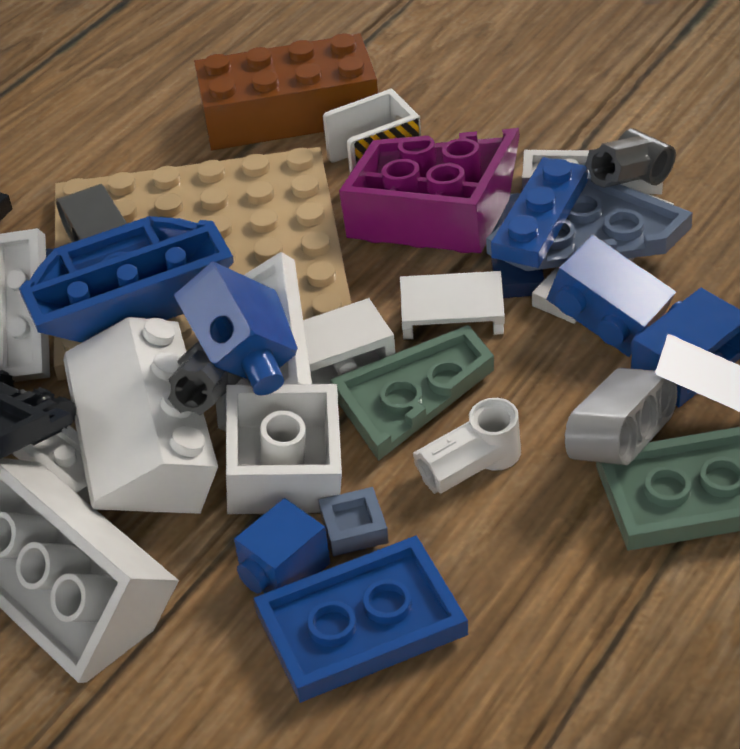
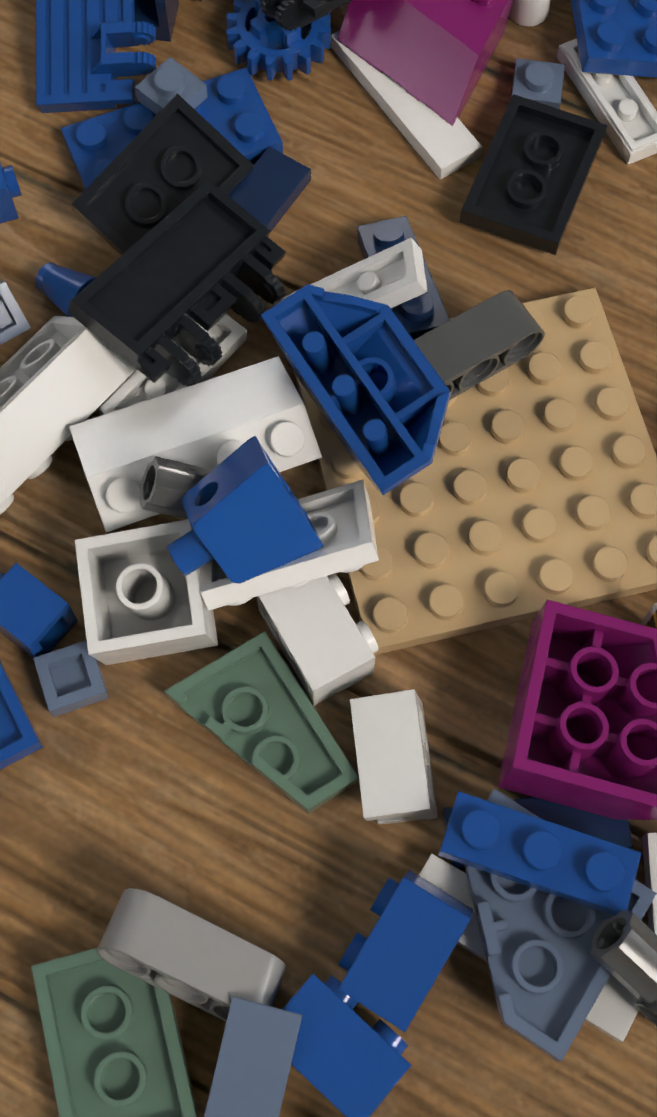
camera: 80 degrees right, 25 degrees up
(484, 442) = (165, 788): white piece -> none

